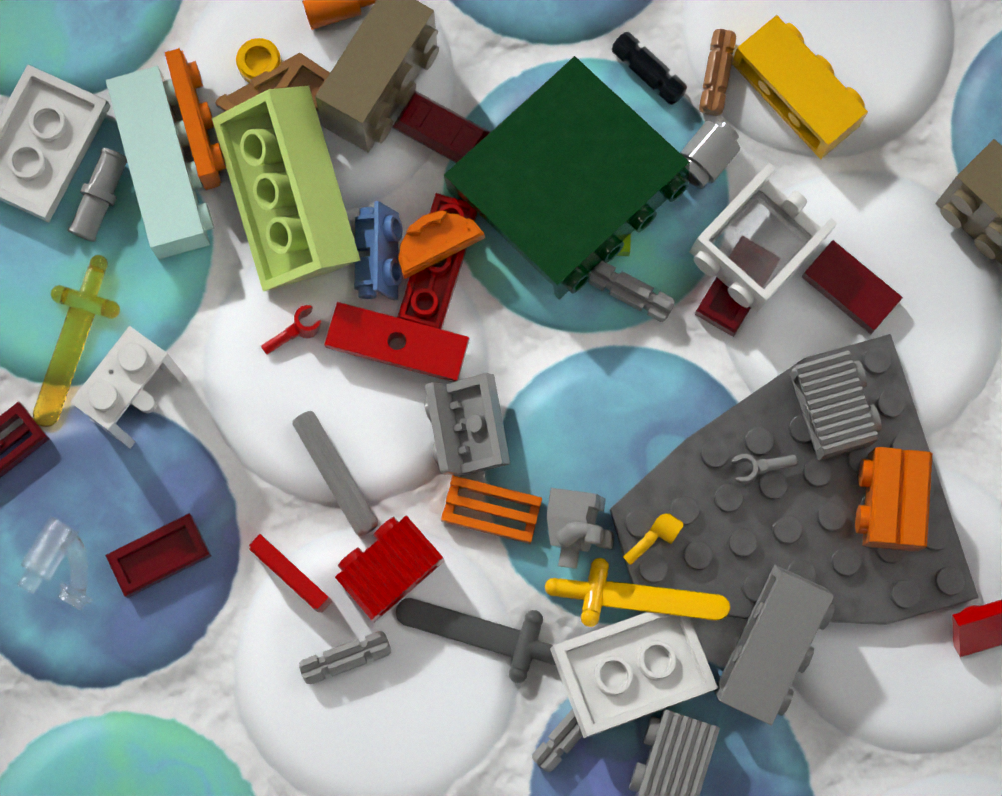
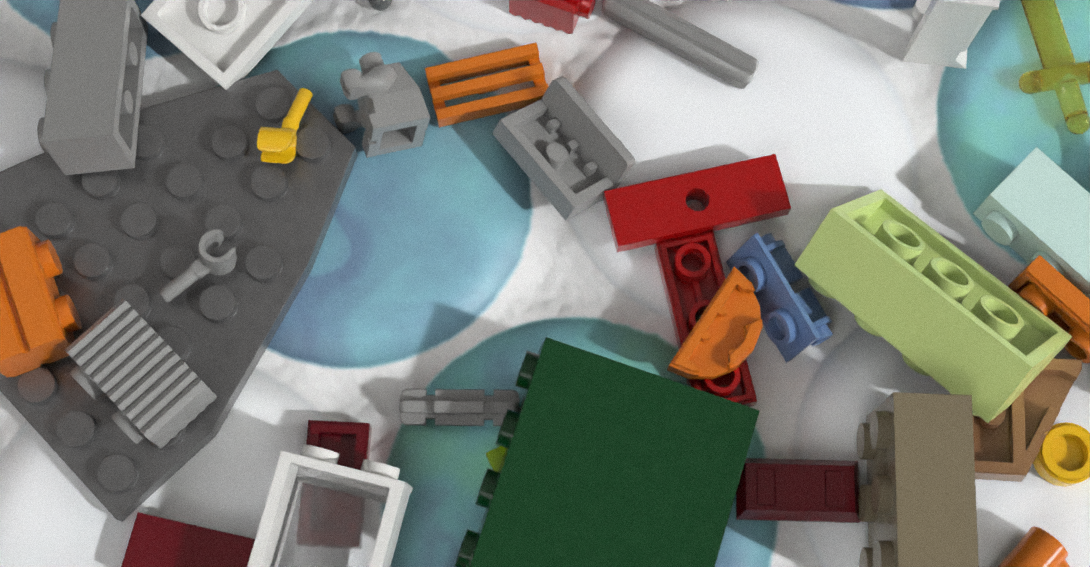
camera: 150 degrees right, 5 degrees down
(293, 331) = (821, 158): red hand -> none
(600, 592) = (274, 66): yellow sword -> none

